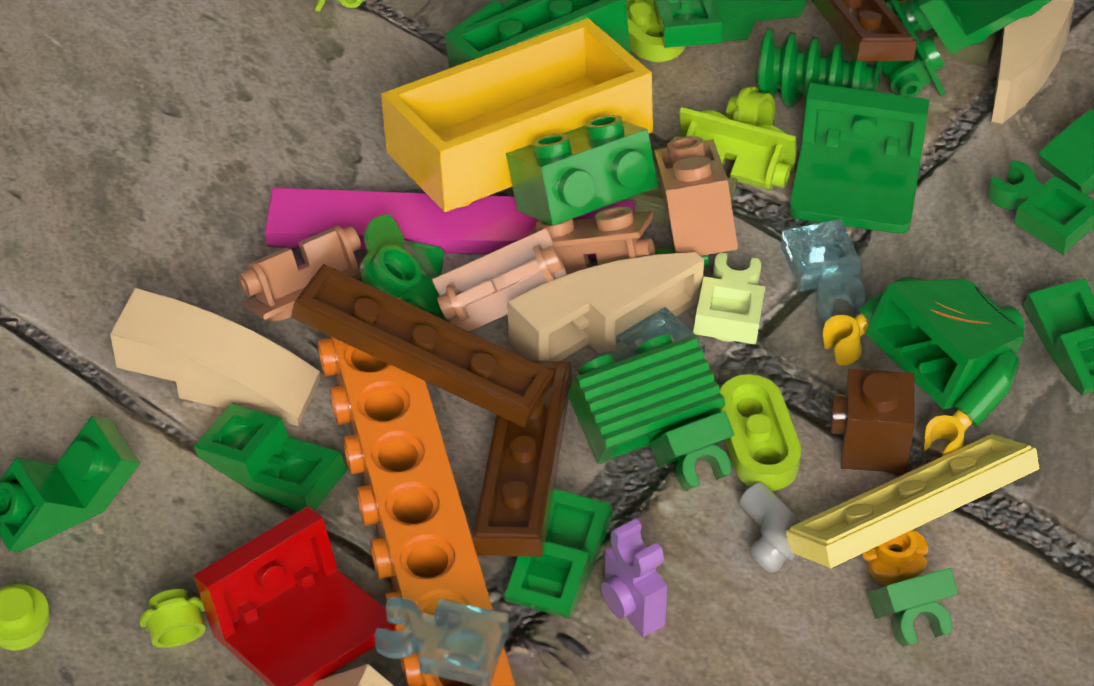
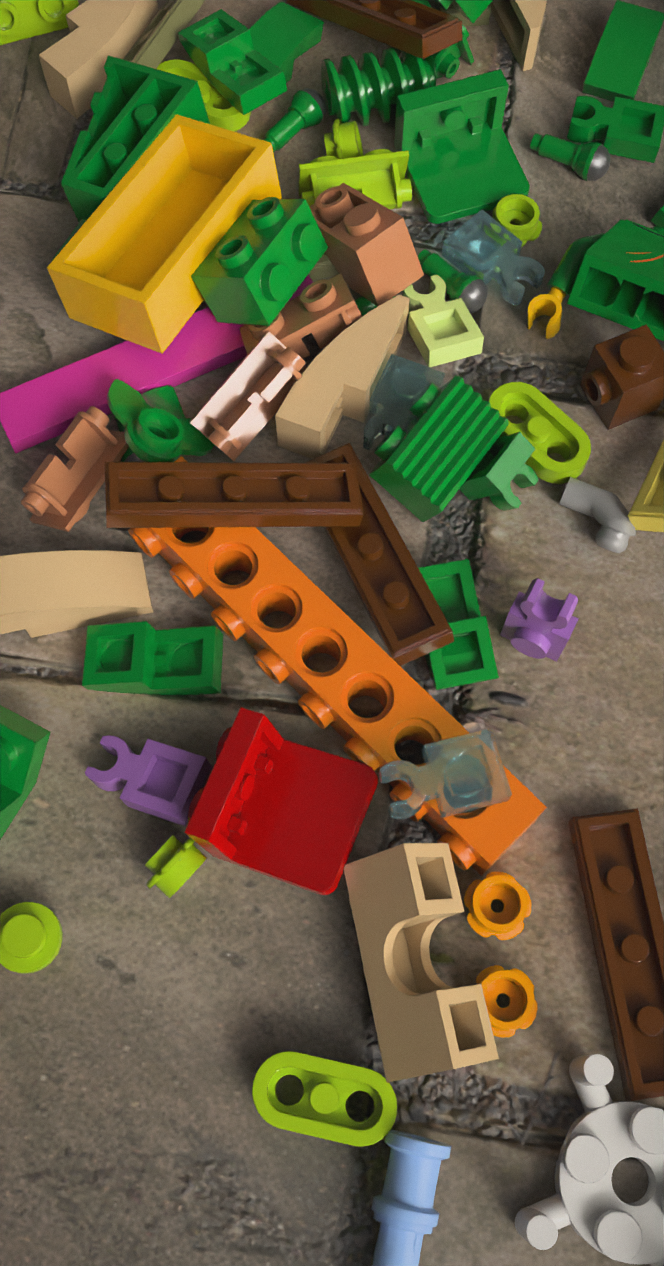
camera: 30 degrees left, 20 degrees up
(194, 541) = (154, 782): none -> medium lavender plate
(734, 70) = (304, 111): none -> green piece
(781, 285) = (458, 285): none -> green piece
(877, 245) = (519, 216): none -> lime plate
(992, 223) = (587, 160): none -> green piece

